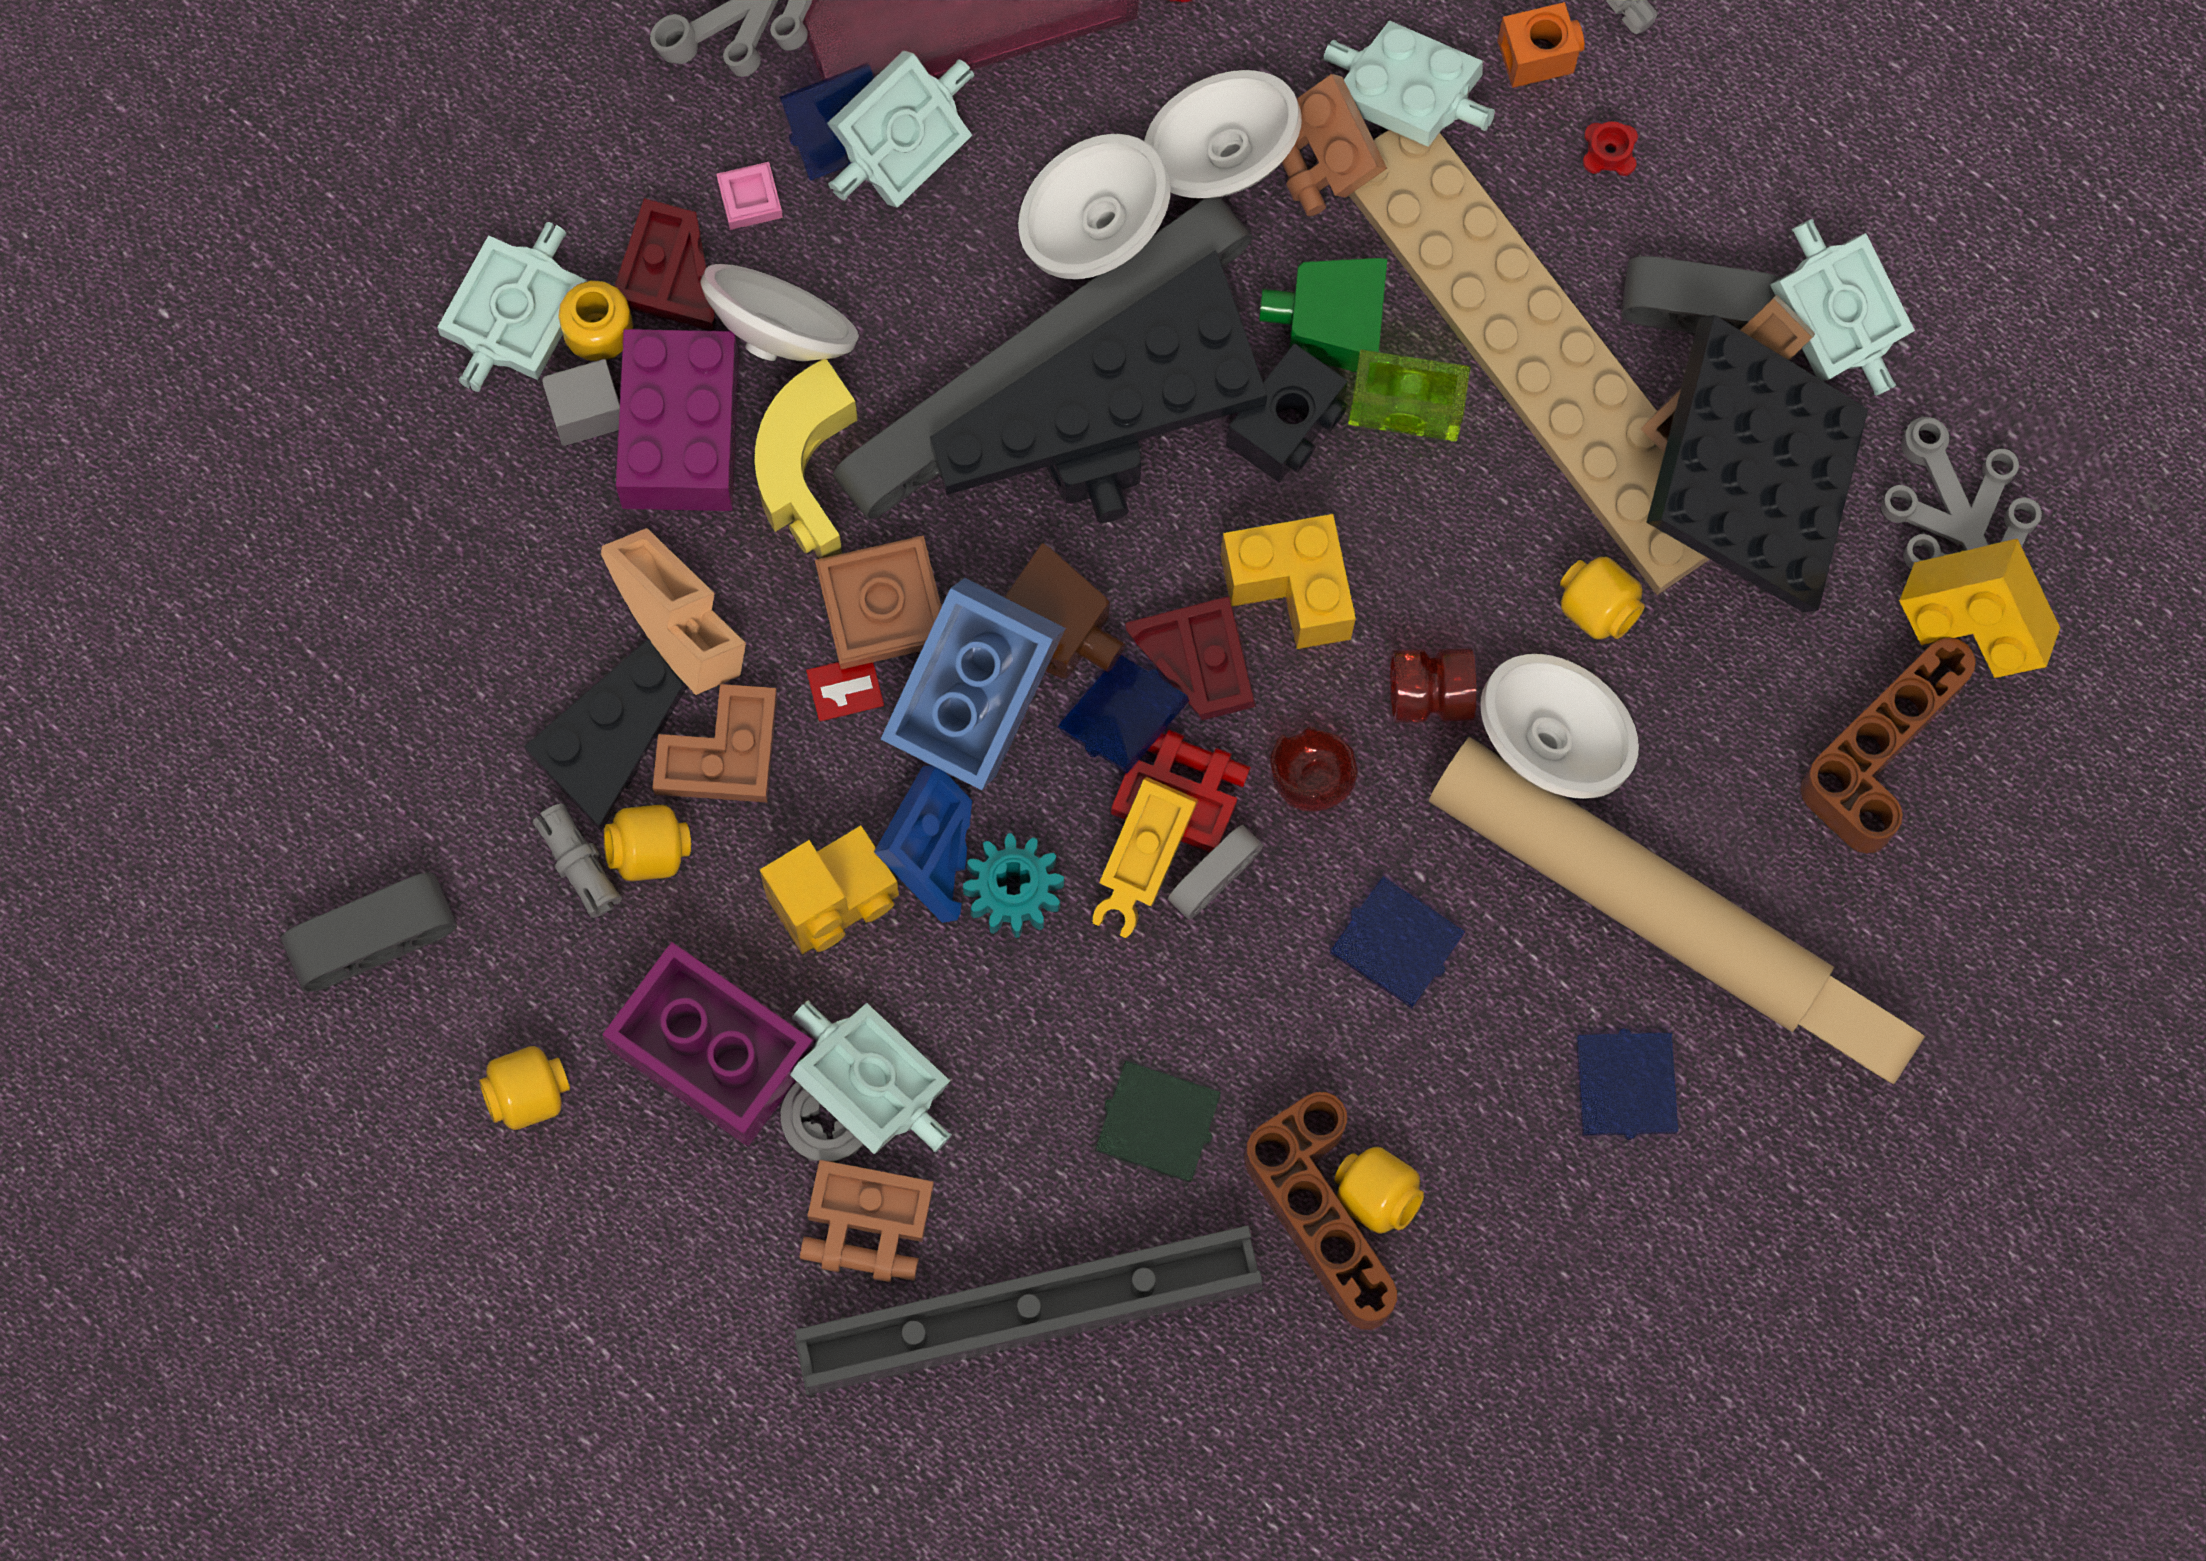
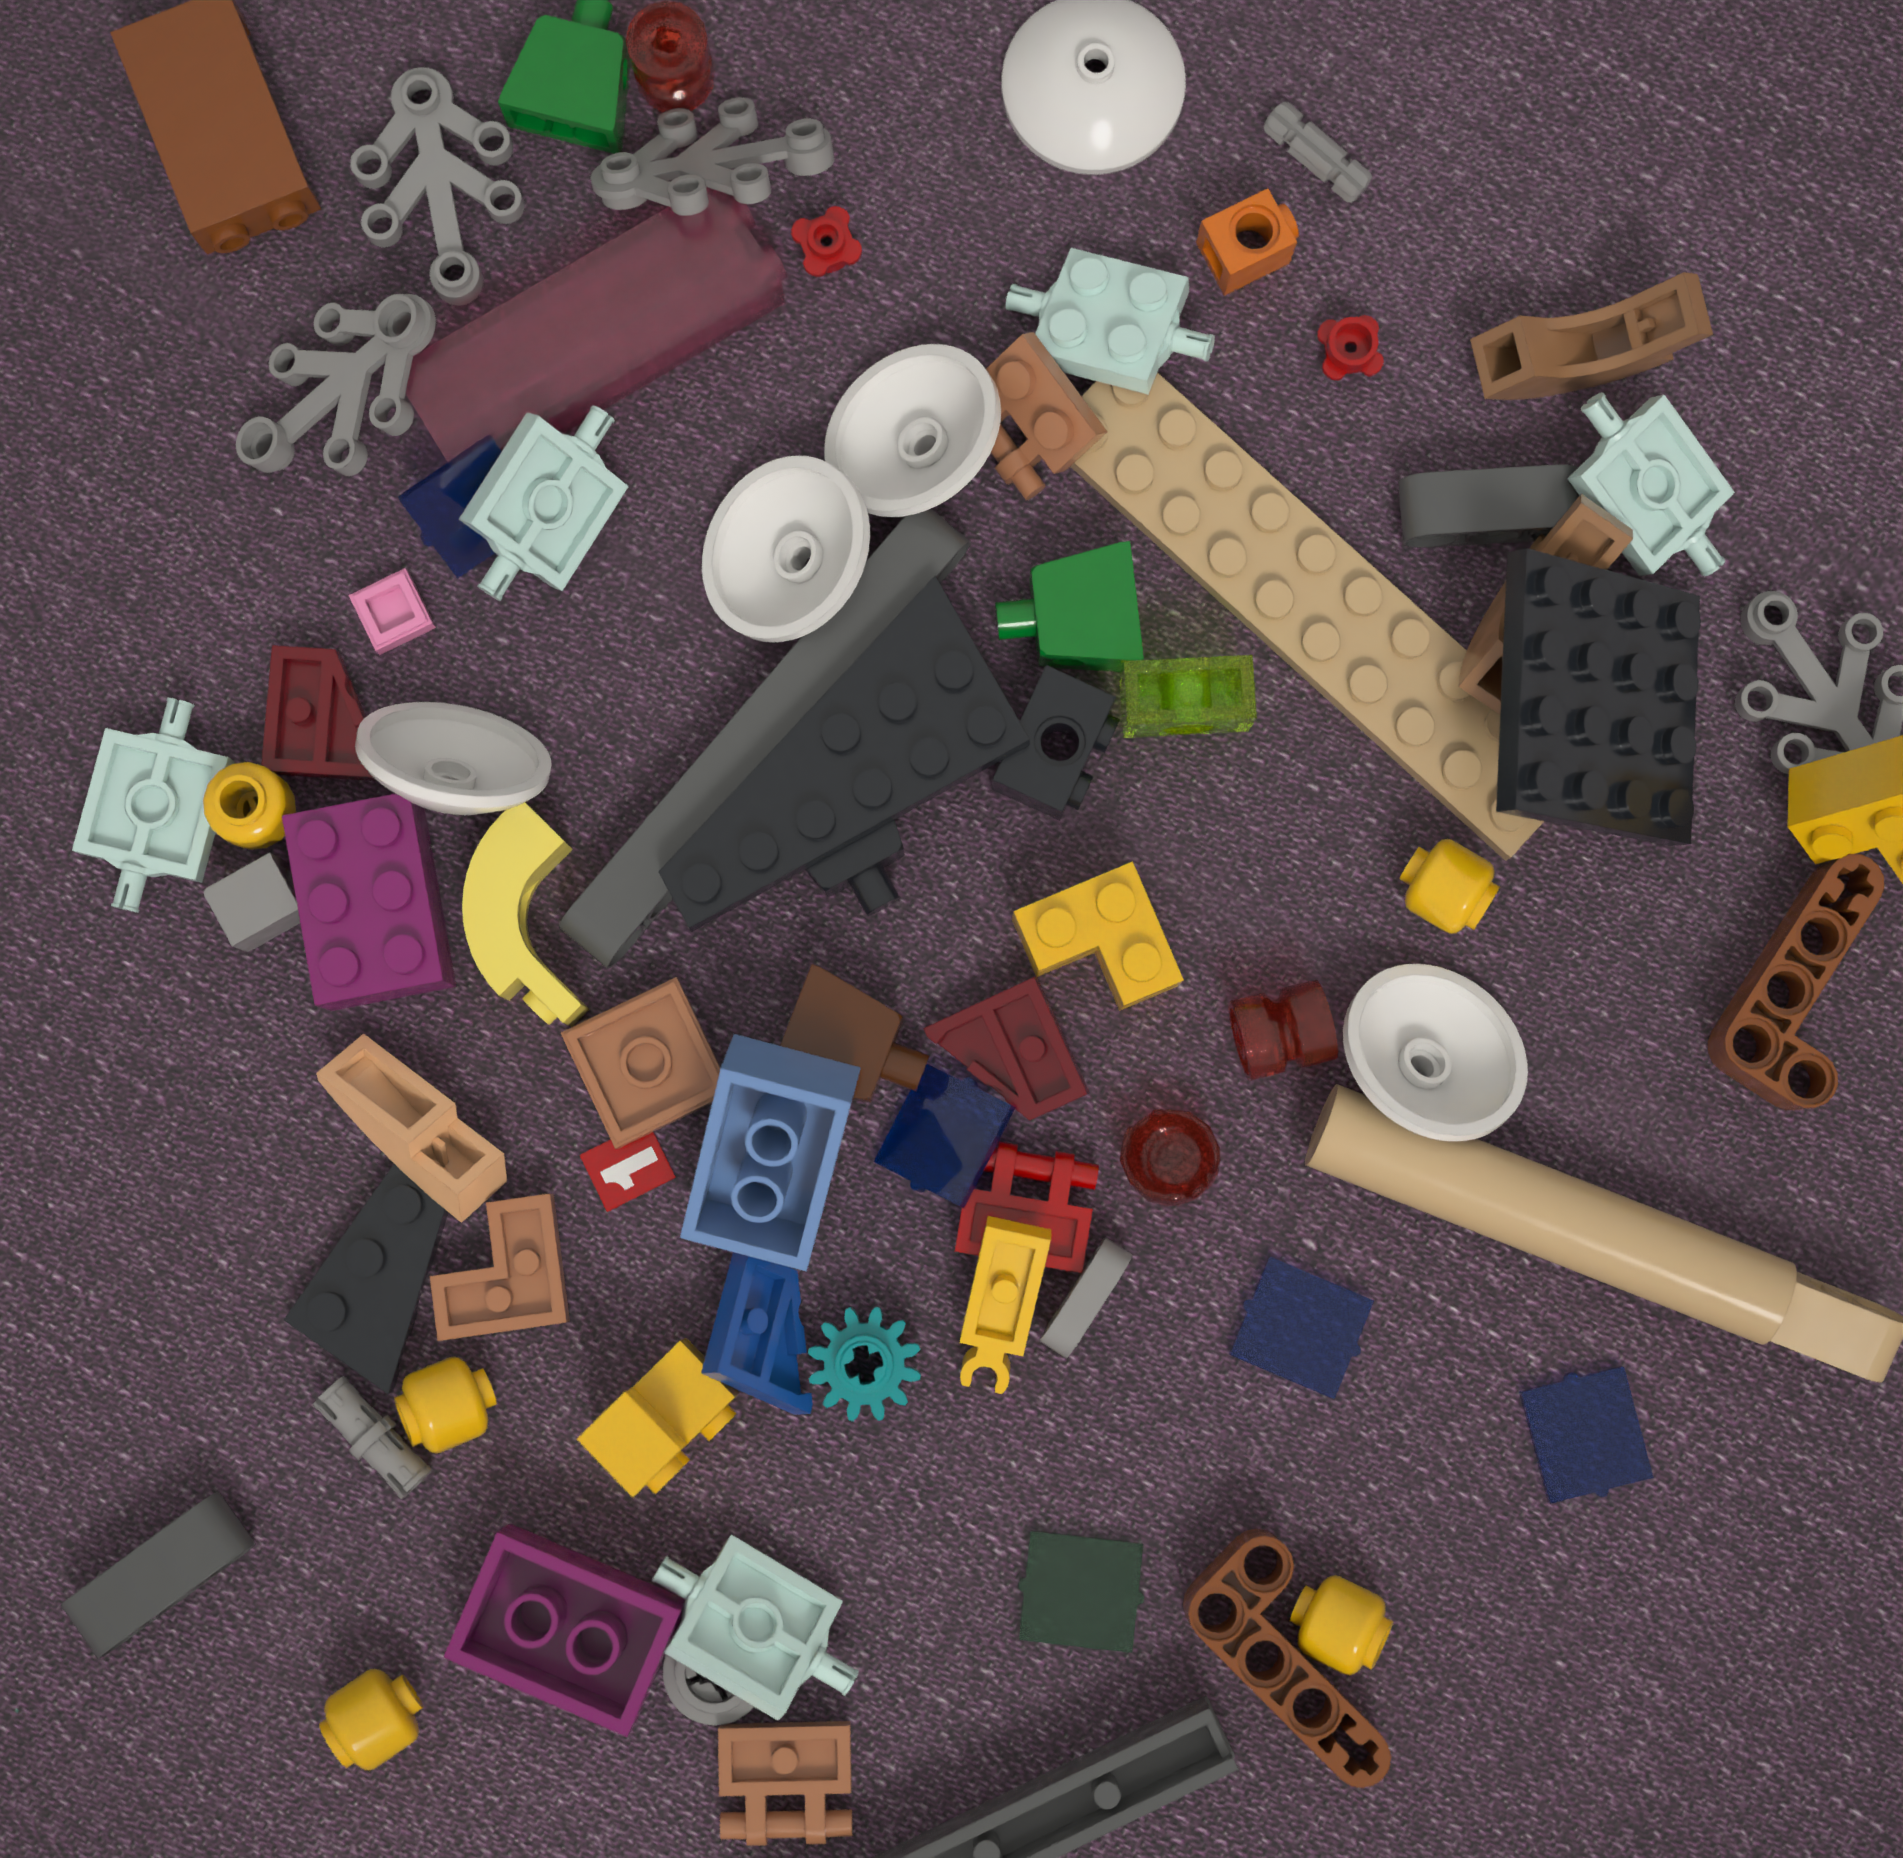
camera: 10 degrees left, 10 degrees up
(1792, 189) = (1584, 350): none -> medium nougat arch

